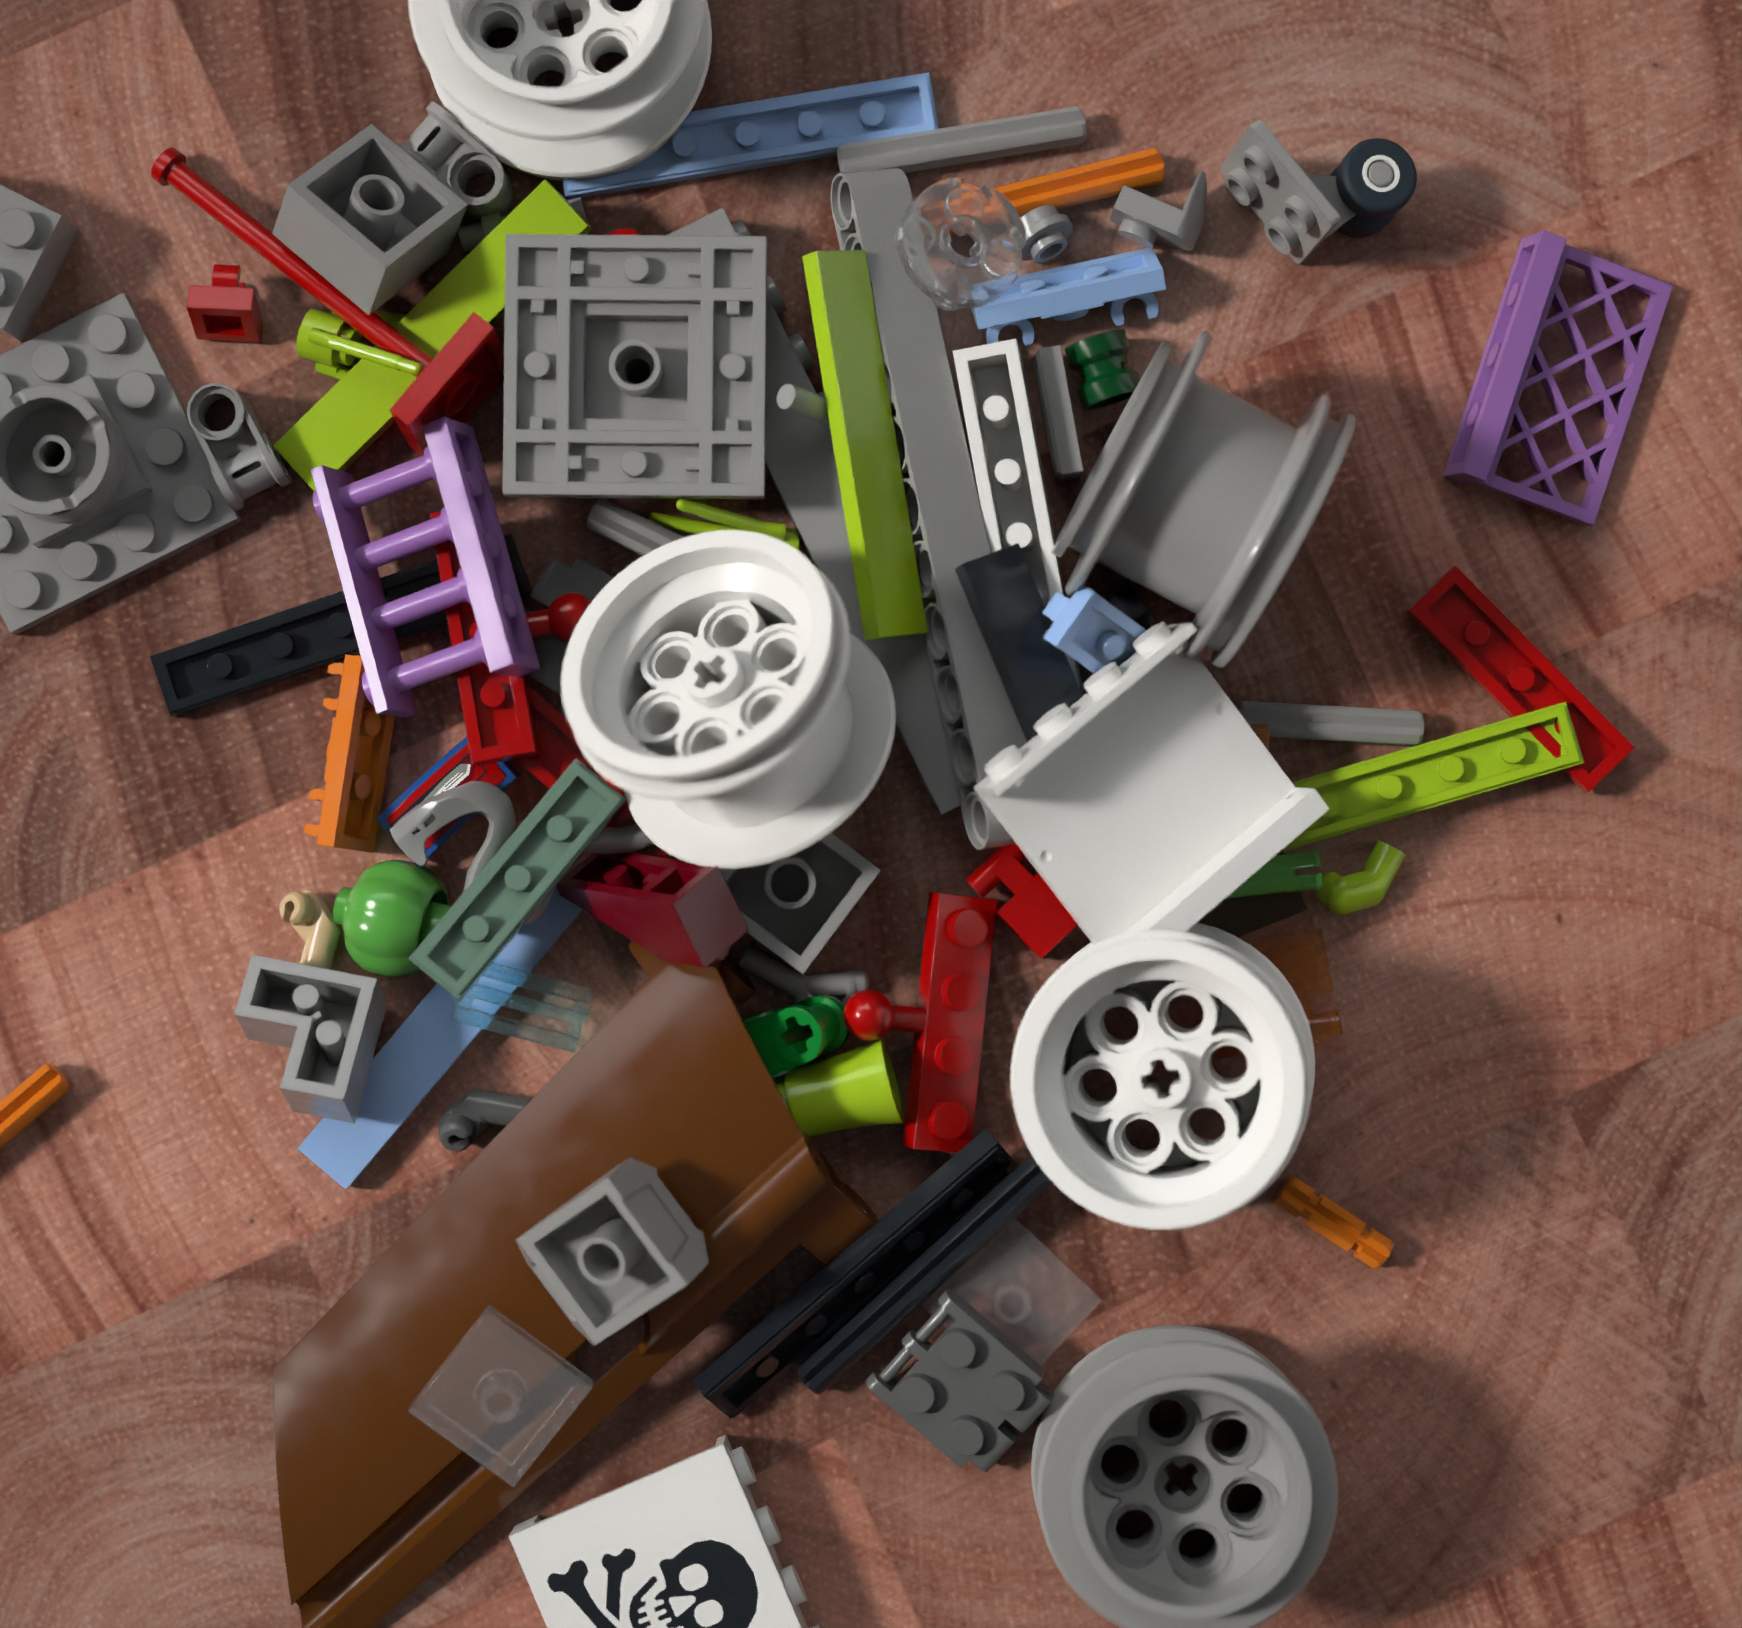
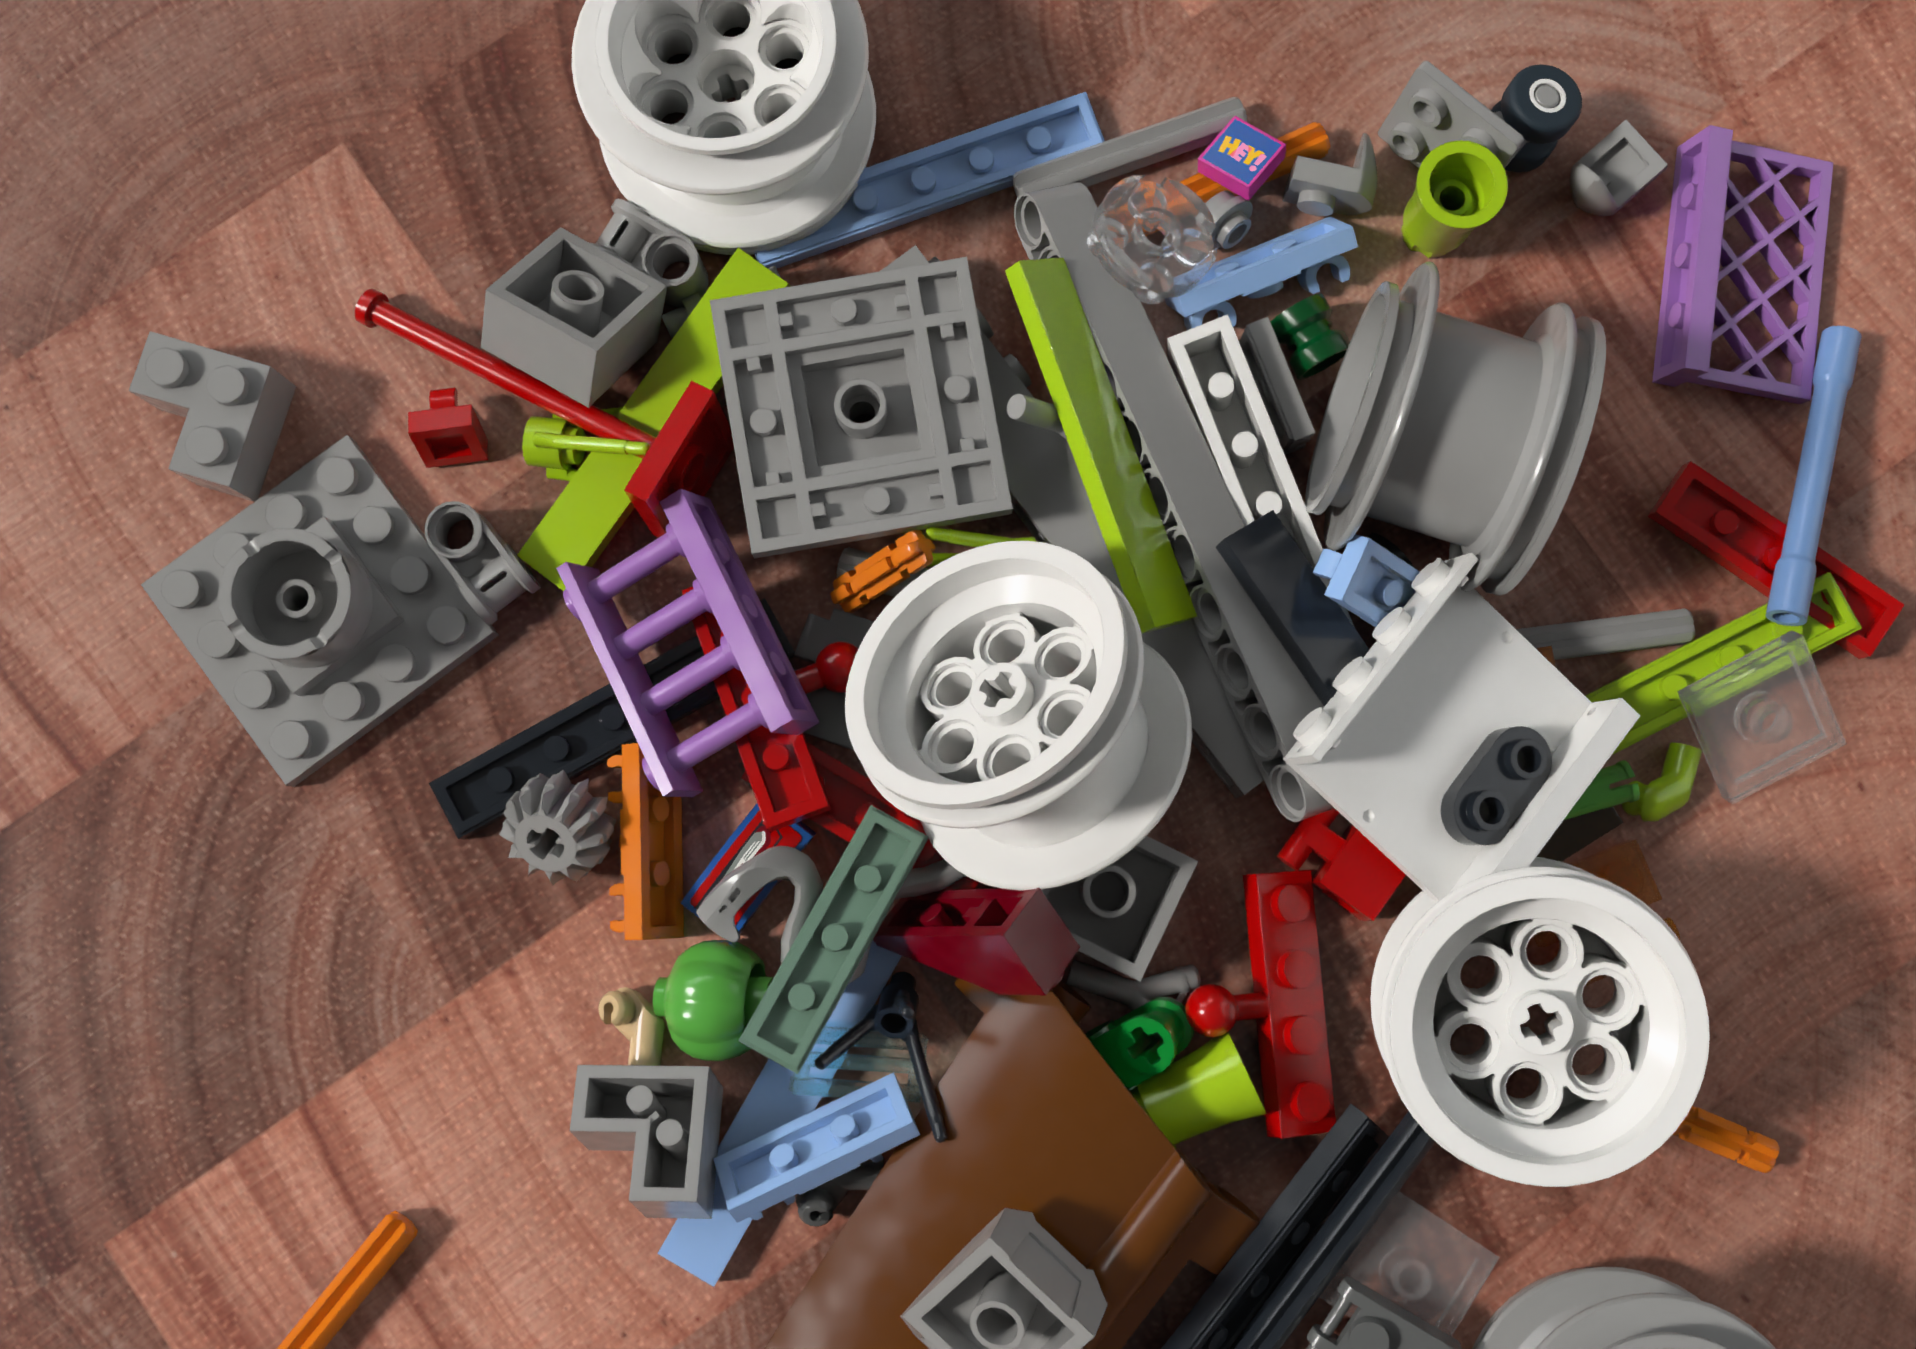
camera: 10 degrees left, 5 degrees down
(270, 723) = (558, 827): none -> light grey gear
(465, 1075) = (815, 1148): none -> light blue plate
(564, 968) = (895, 1019): none -> black plant
(629, 531) = (883, 571): none -> orange axle
(1068, 175) = (1241, 158): none -> tile
(1180, 849) = (1499, 781): none -> black plate
(1276, 242) = (1454, 193): none -> lime plant
(1446, 255) = (1614, 171): none -> light grey plate
(1467, 832) = (1762, 717): none -> clear plate
(1529, 691) = (1796, 568): none -> medium blue piece

